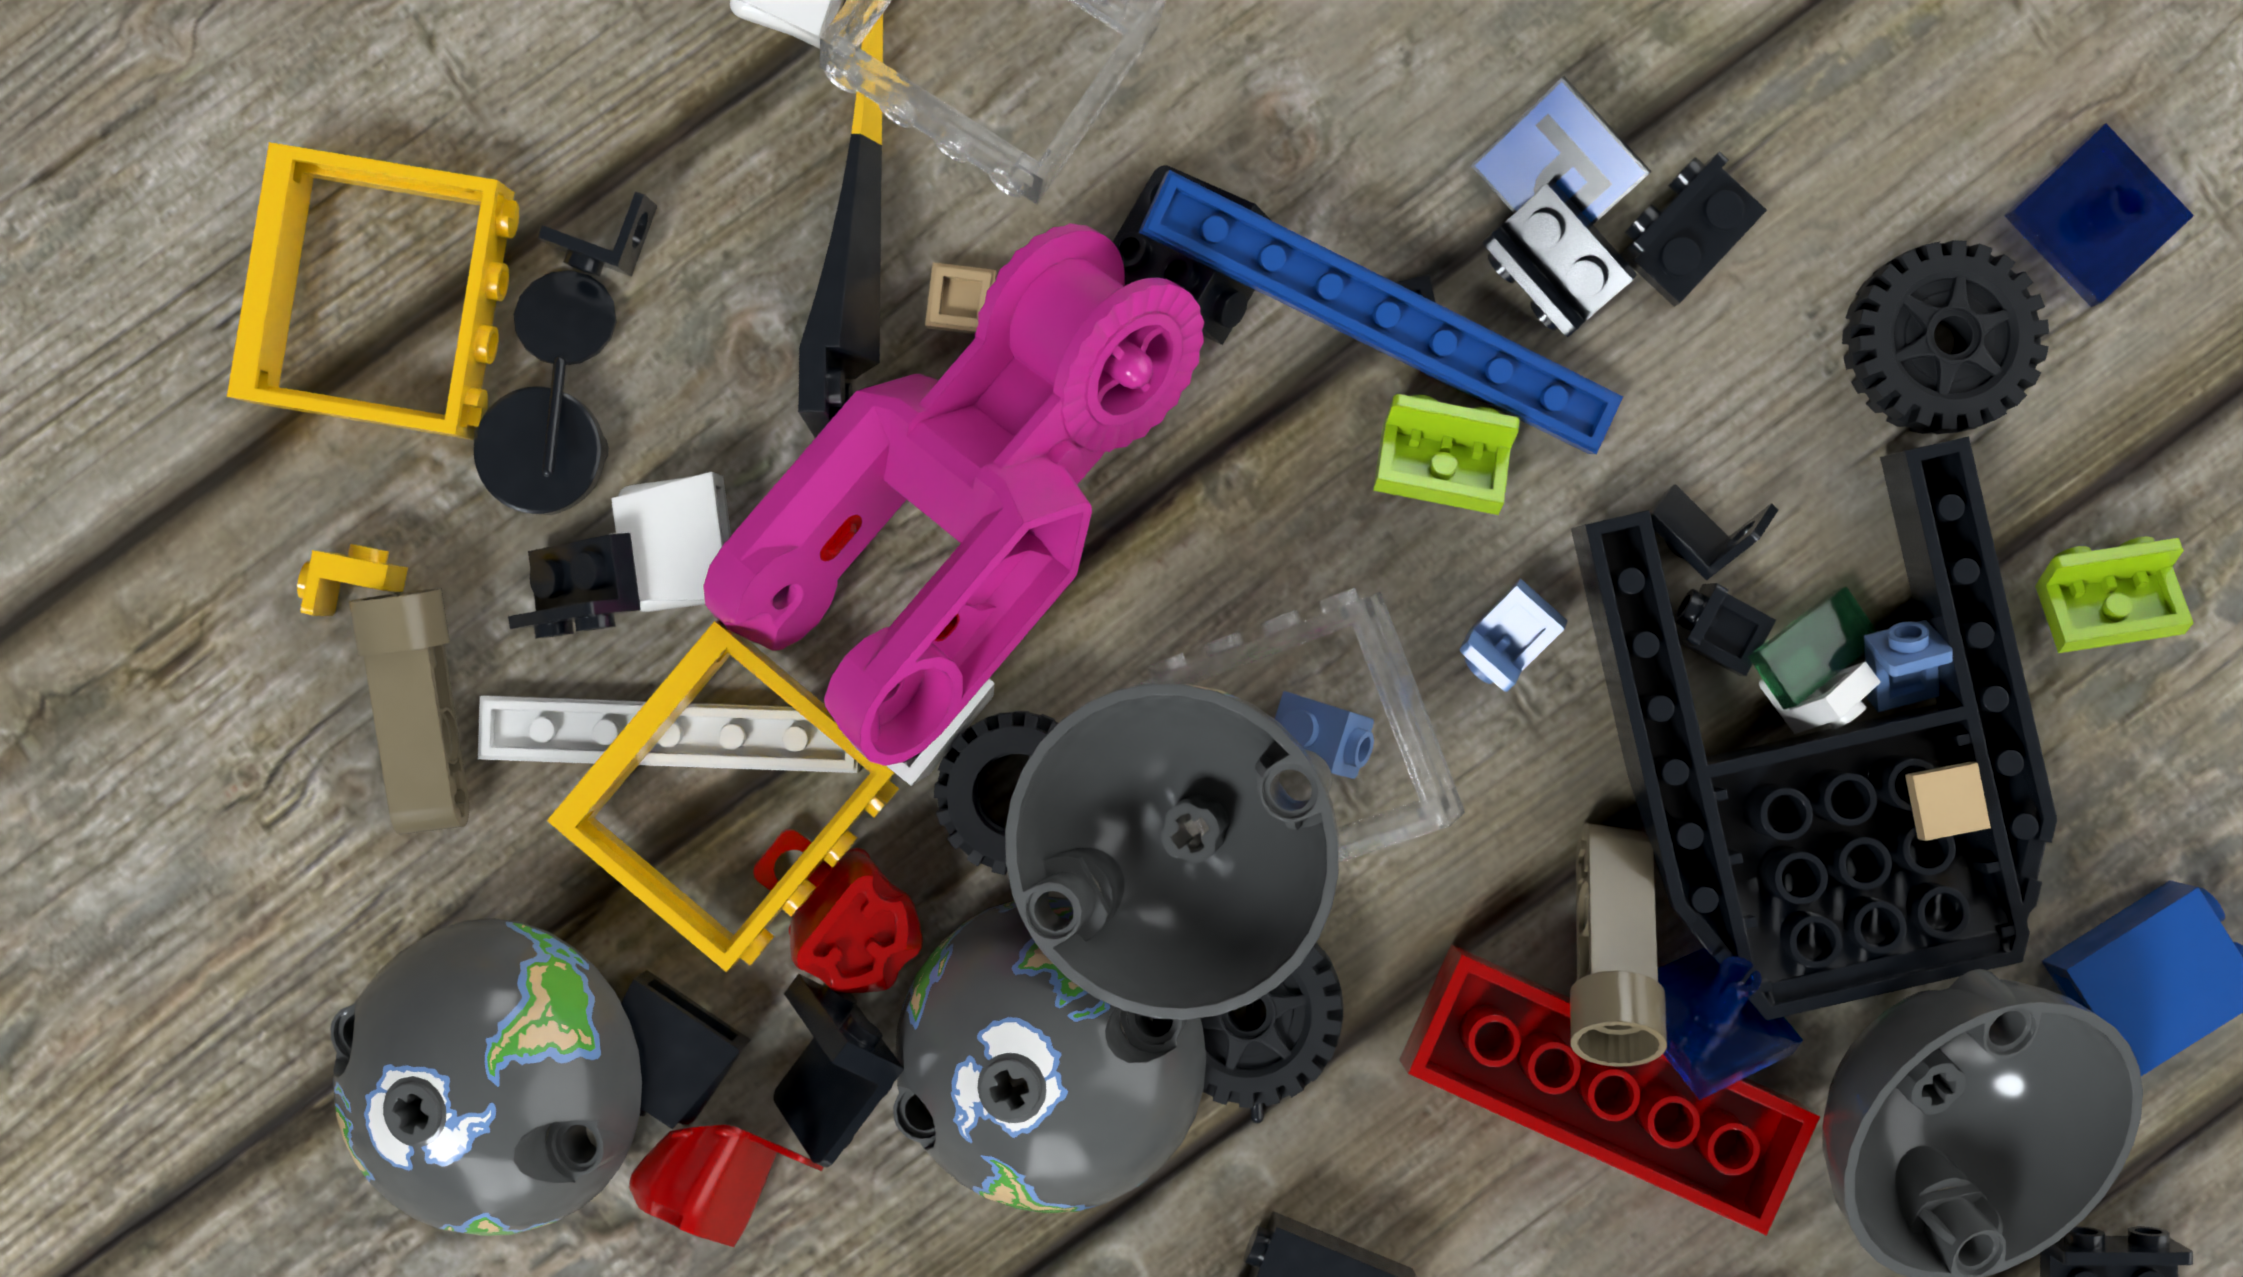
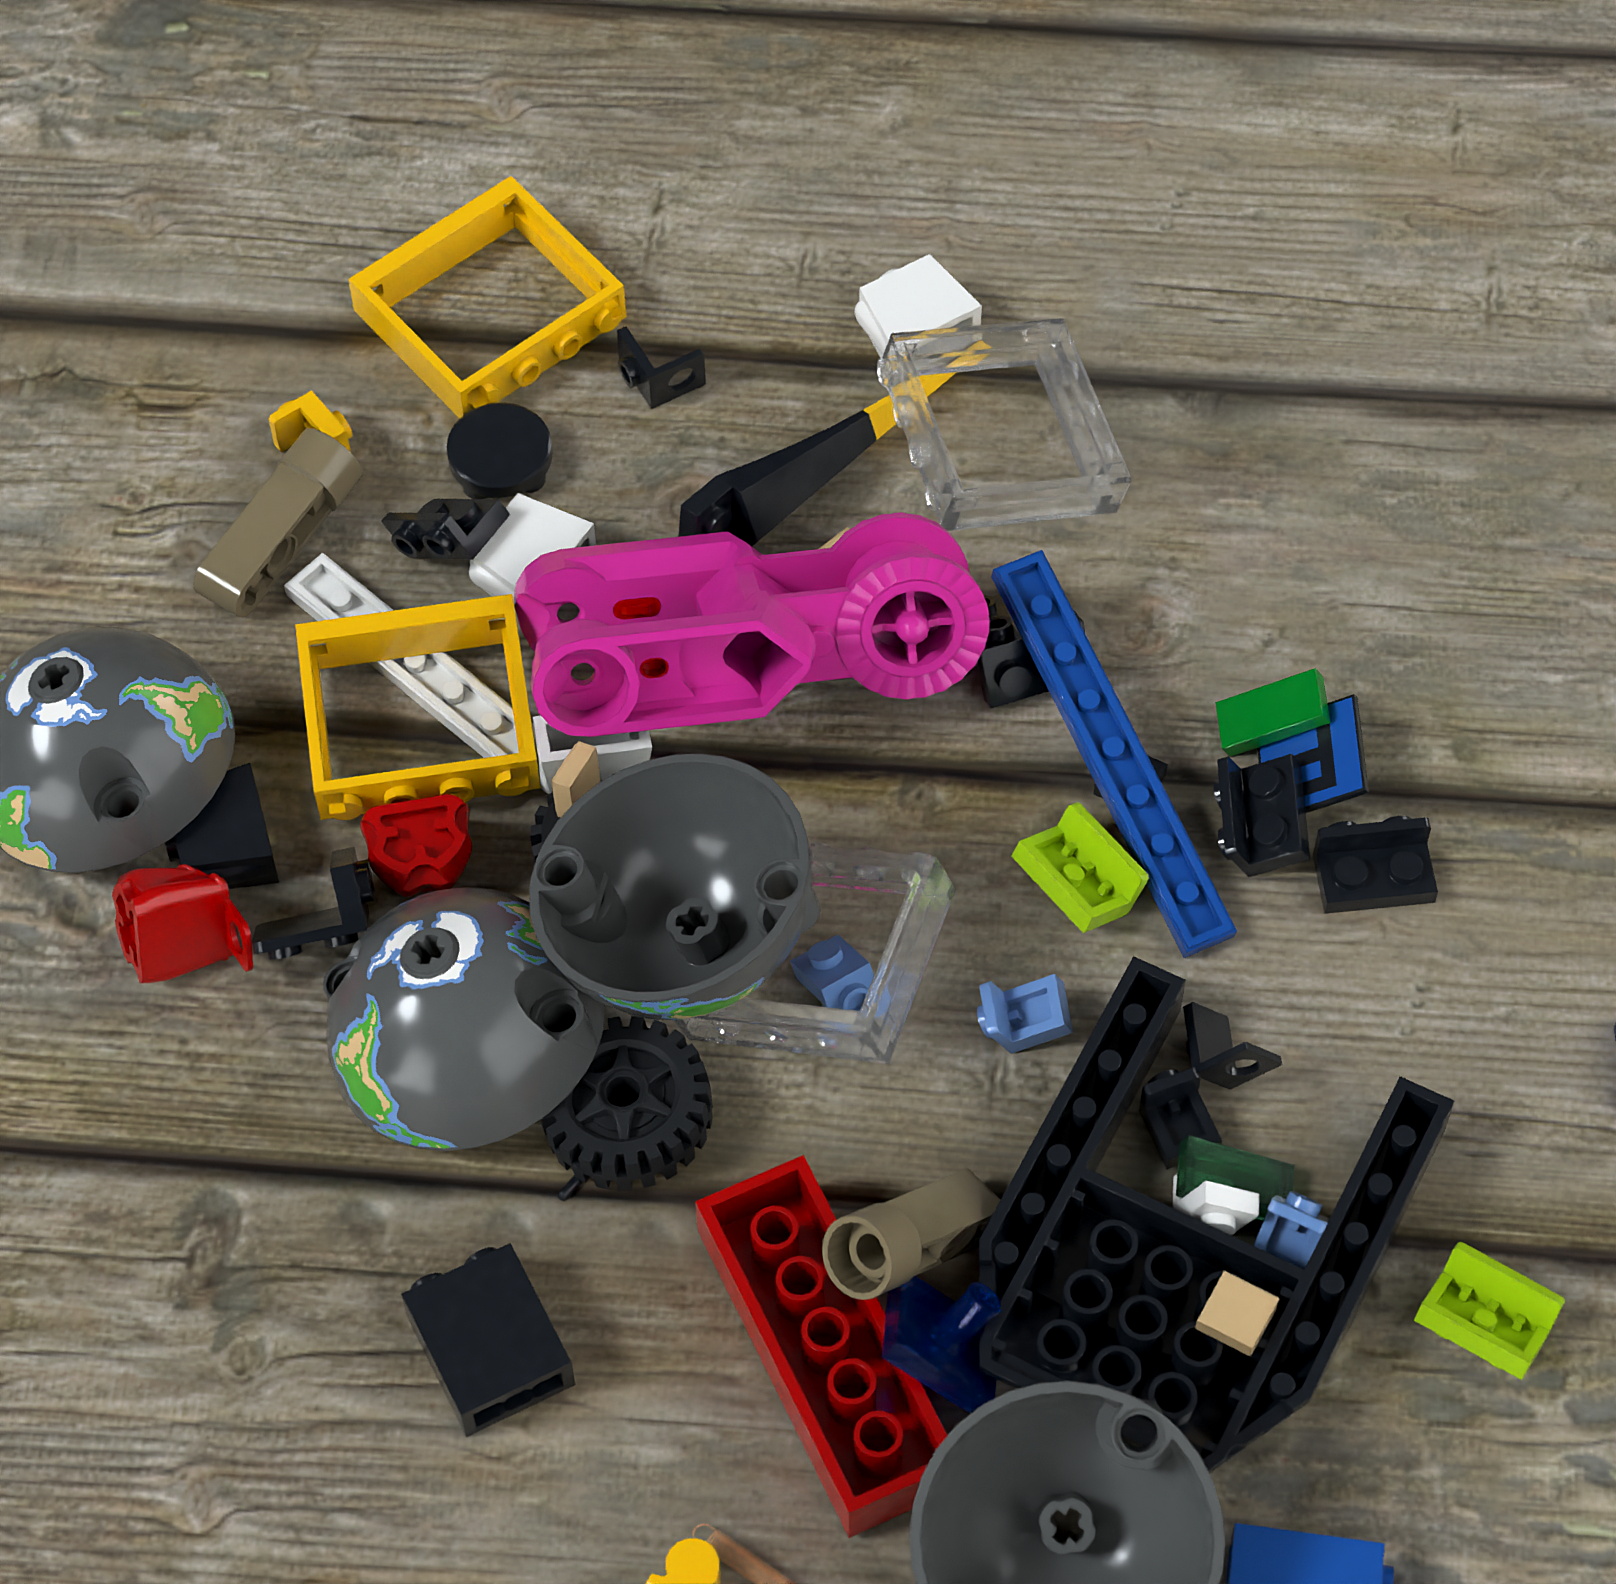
camera: 40 degrees right, 30 degrees down
(563, 323) = (582, 396): black piece -> none
(959, 778) = (575, 776): none -> tan tile
(1488, 146) = (1272, 712): none -> green tile
(1992, 330) = (1510, 1021): black wheel -> none

